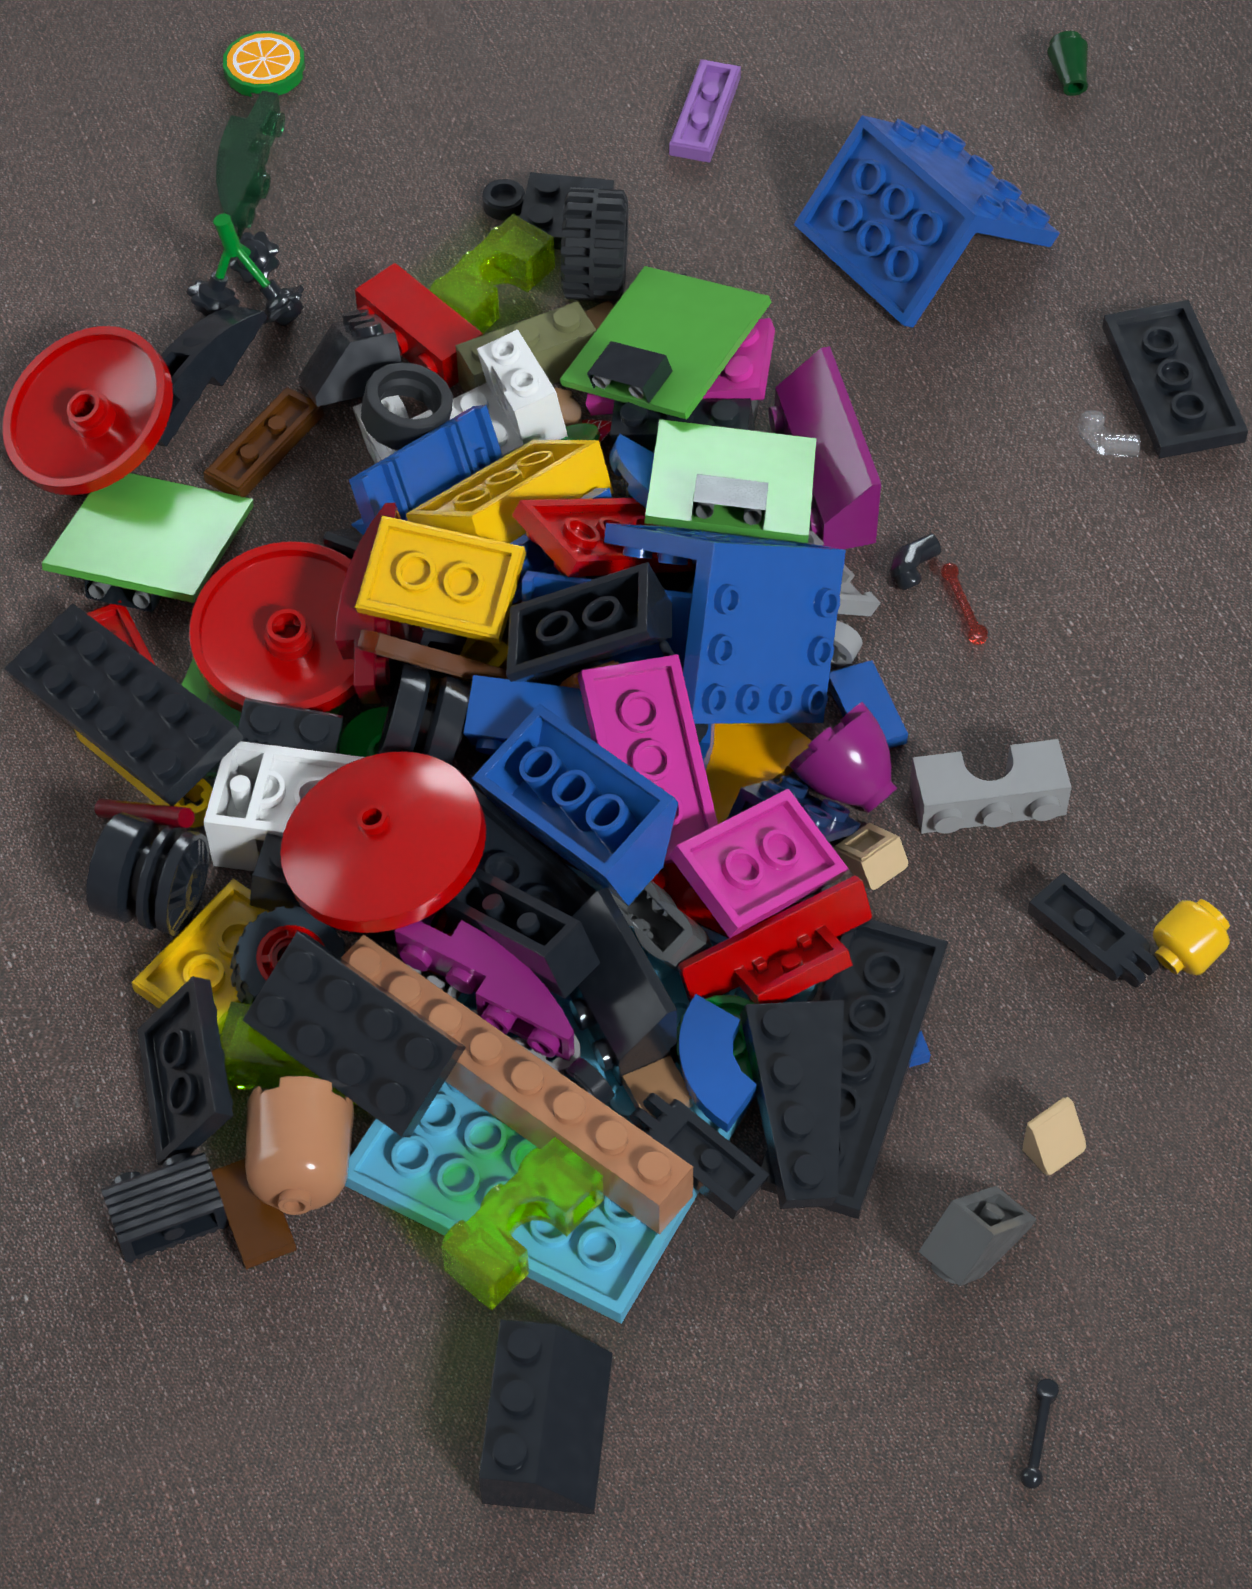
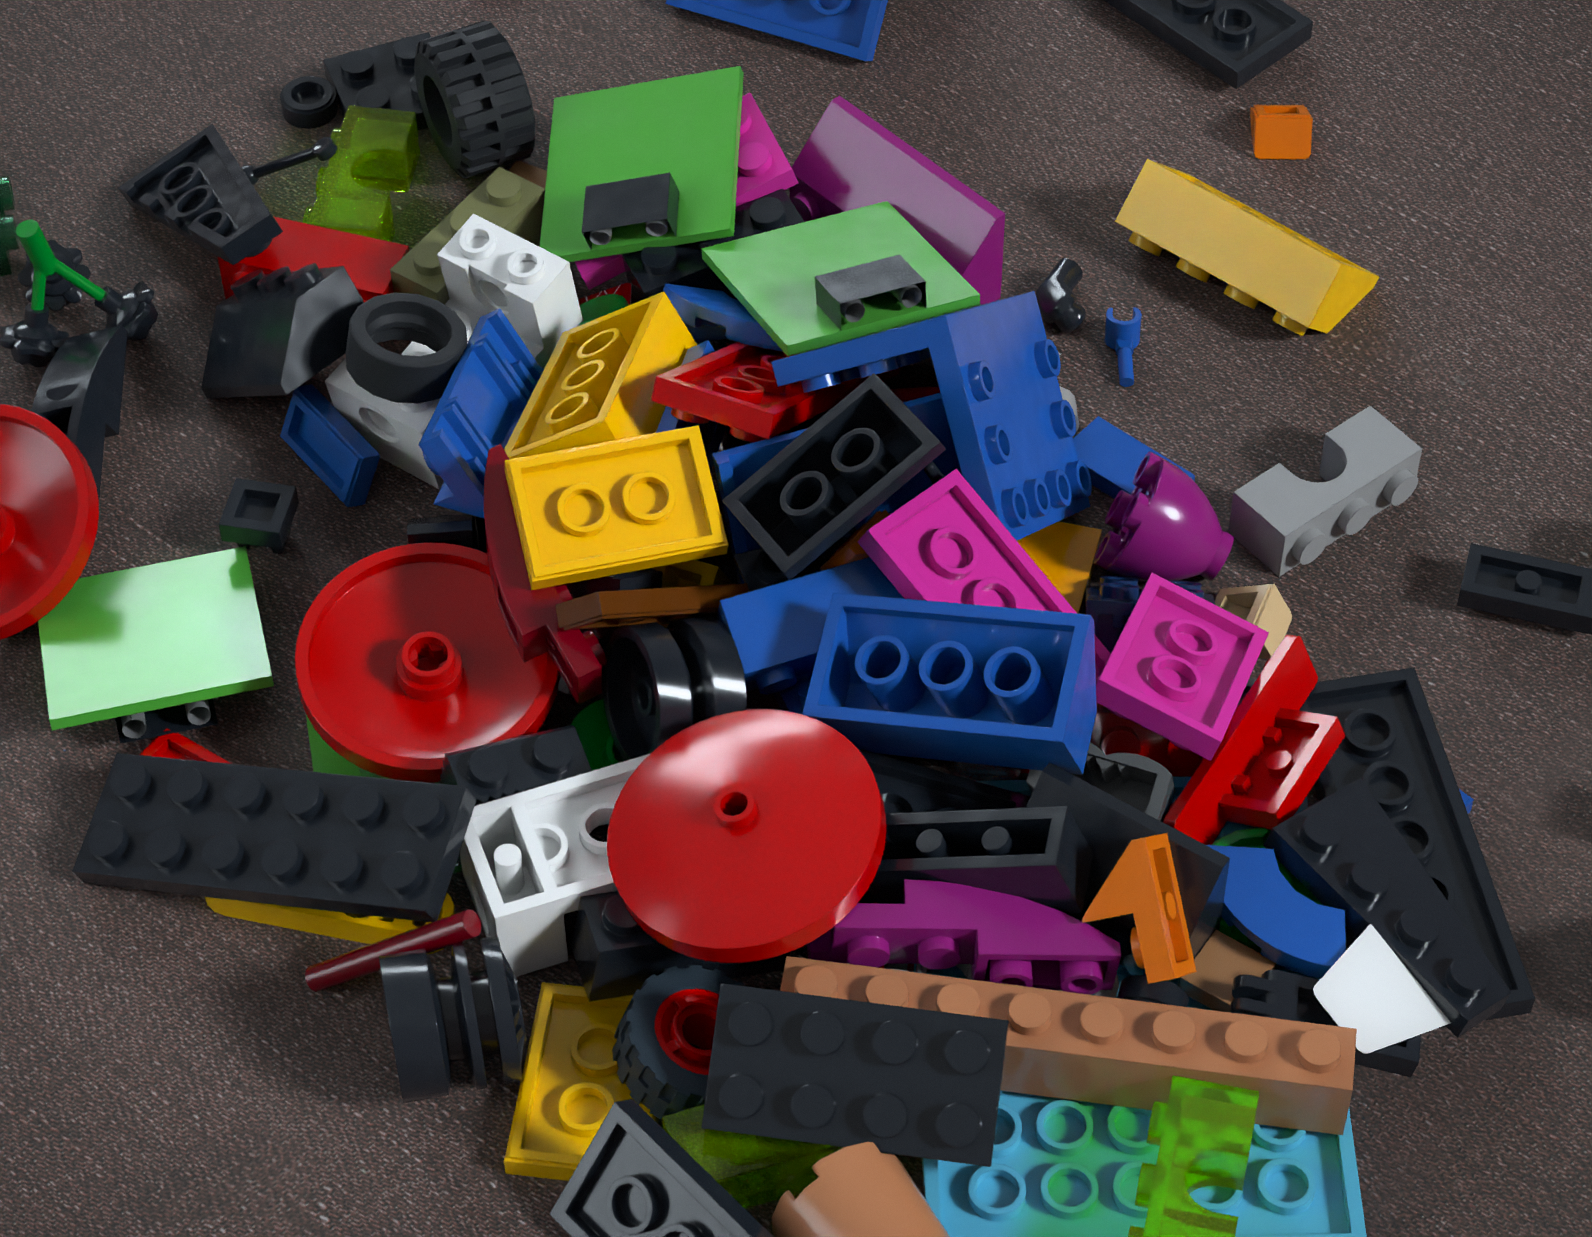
camera: 30 degrees left, 5 degrees down
(263, 443) = (215, 456): reddish brown tile -> none
(267, 482) = (259, 514): none -> black tile
(344, 451) = (330, 445): none -> blue tile
(376, 242) = (205, 198): none -> black wing
(429, 236) = (322, 149): none -> black hinge
(610, 1011) = (1148, 887): none -> orange slope
(736, 1152) = (1376, 995): none -> white sticker
(936, 611) = (1123, 338): none -> blue hand
(977, 633) = (1182, 343): clear red hinge -> none
(1067, 582) = (1242, 248): none -> yellow slope
(1102, 440) = (1168, 94): clear arm -> none
(1168, 504) = (1281, 131): none -> orange slope

